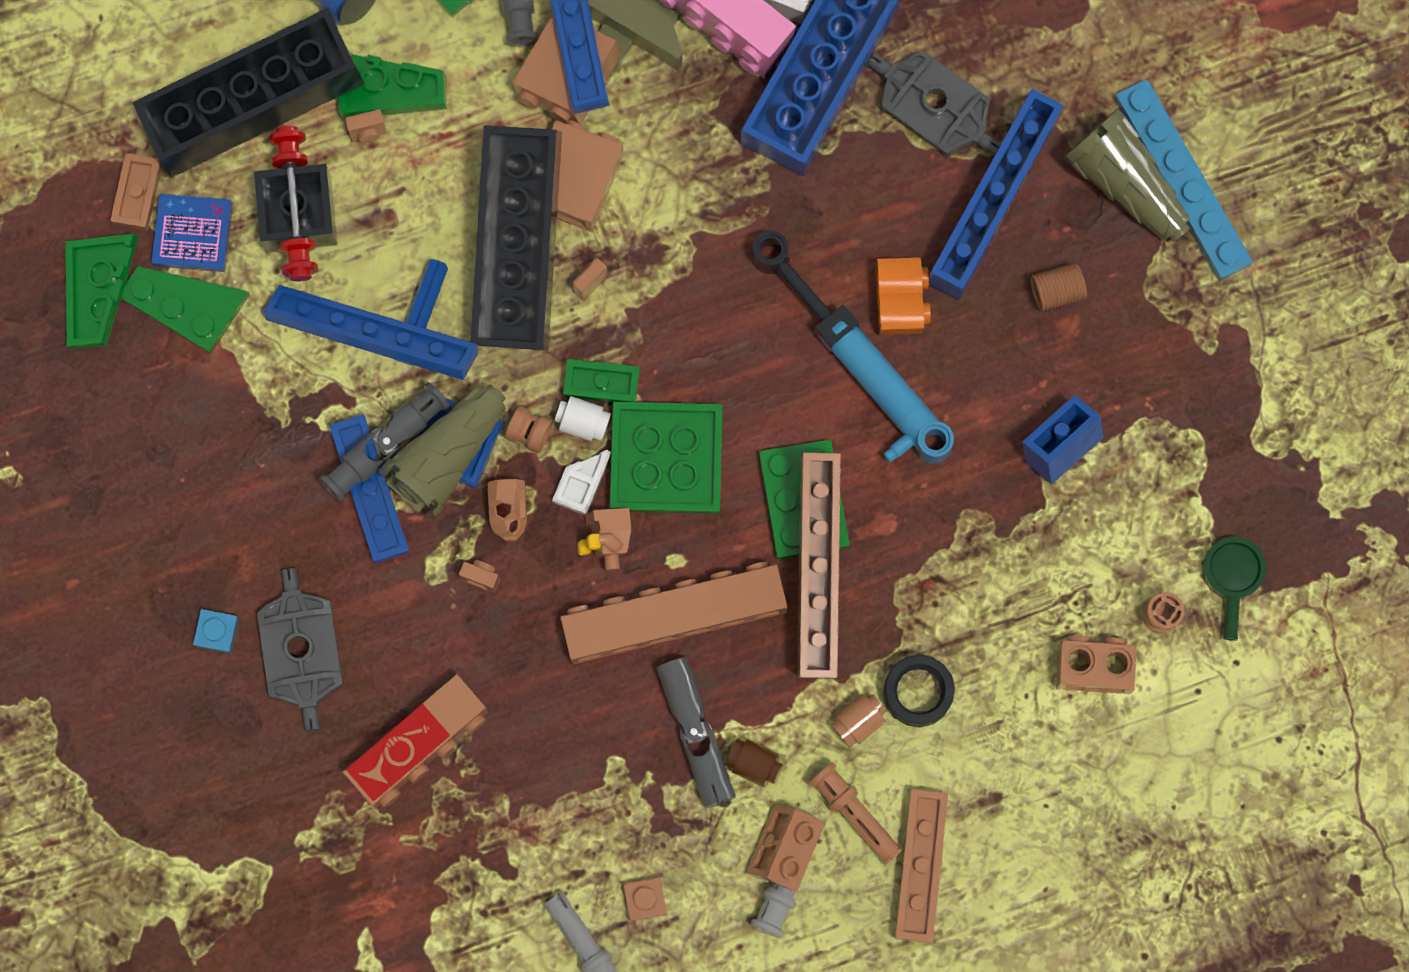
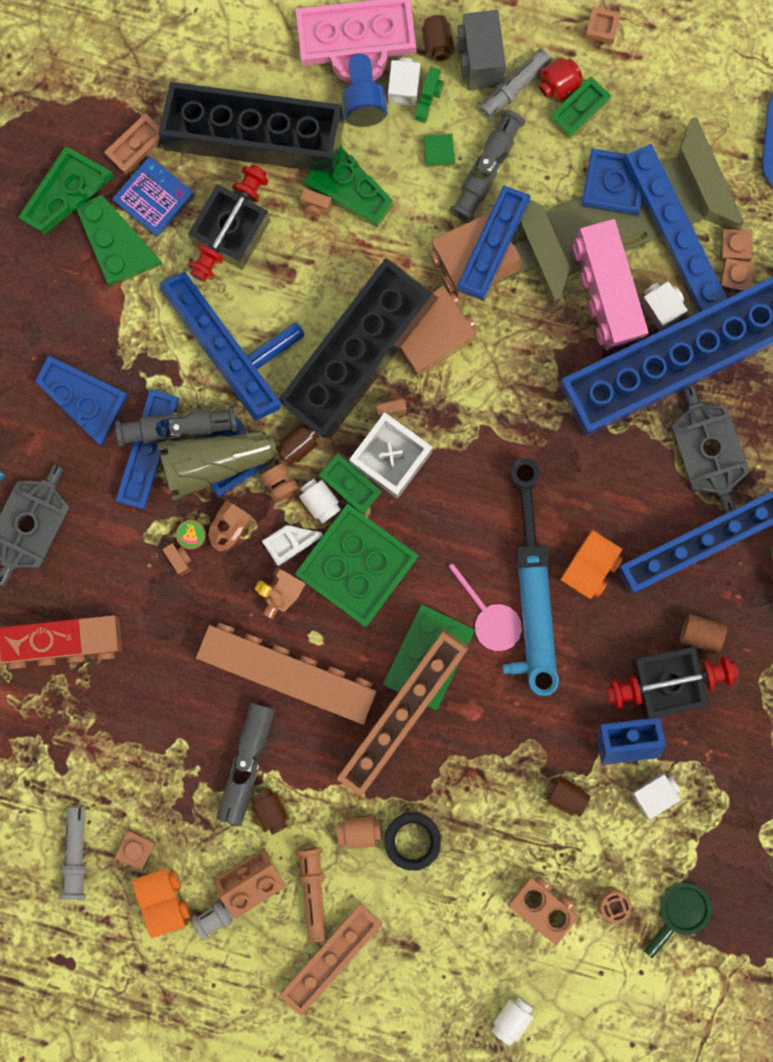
camera: 40 degrees right, 5 degrees up
(264, 482) = (83, 397): none -> blue wing
(474, 544) = (191, 534): none -> tile
(519, 377) = (297, 443): none -> reddish brown brick
(623, 323) = (390, 455): none -> white brick
(709, 930) = (161, 902): none -> orange brick
(848, 422) = (497, 625): none -> bright pink piece
(1039, 539) = (566, 796): none -> reddish brown brick
(1061, 353) = (671, 682): none -> black brick
(1126, 476) = (656, 795): none -> white brick
(1145, 796) = (513, 1020): none -> white brick

